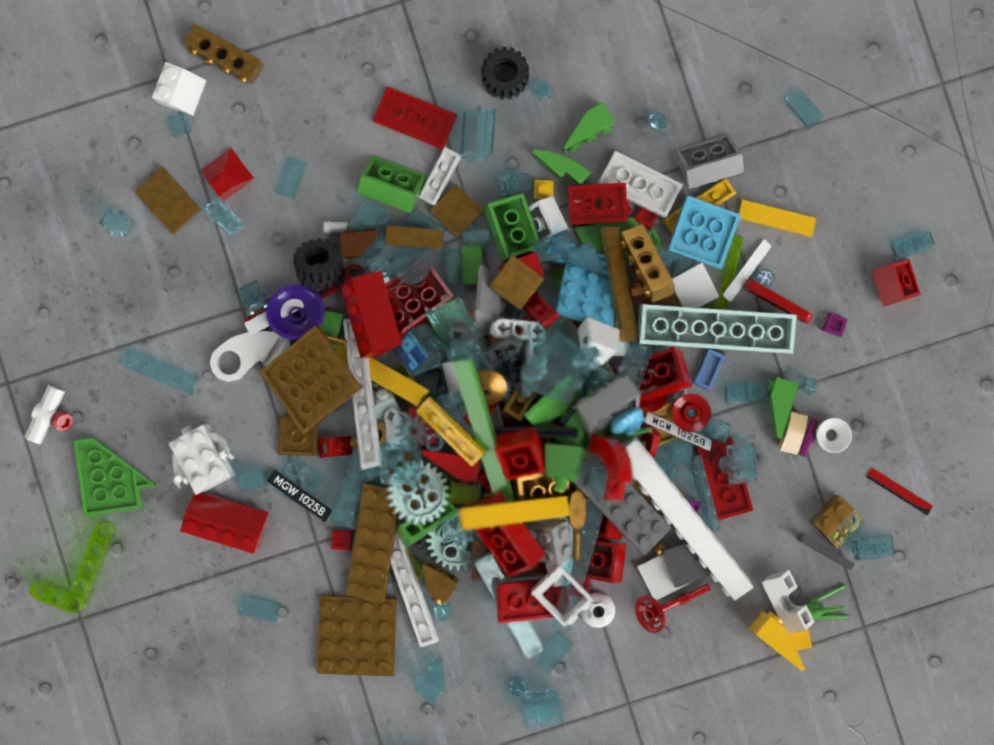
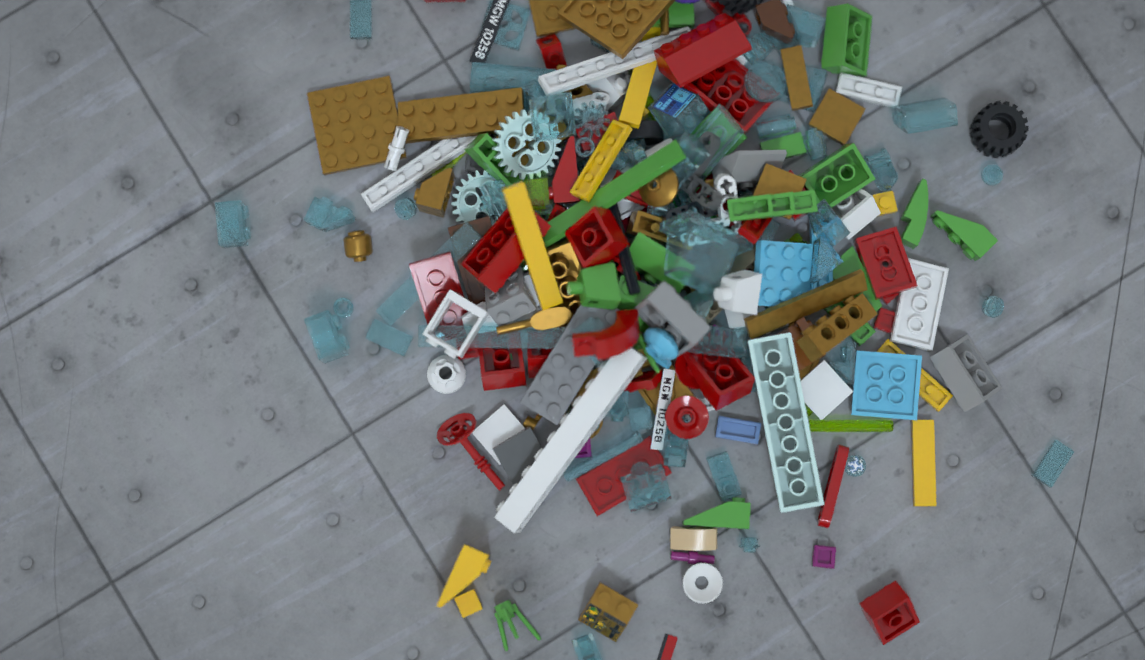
camera: 75 degrees right, 5 degrees down
(341, 539) = (454, 84): red tile -> none
(388, 607) = (396, 148): none -> white pin
(415, 118) = (923, 49): red tile -> none
(466, 661) = (358, 245): none -> pearl gold head
(530, 292) = (772, 205): none -> bright green slope
(586, 358) = (716, 280): clear light blue tile -> none
(747, 270) = (857, 444): white sticker -> none
(778, 588) = (492, 584): white arch -> none
(825, 551) = (572, 606): dark grey tile -> none
(912, 244) = (936, 621): clear light blue slope -> none

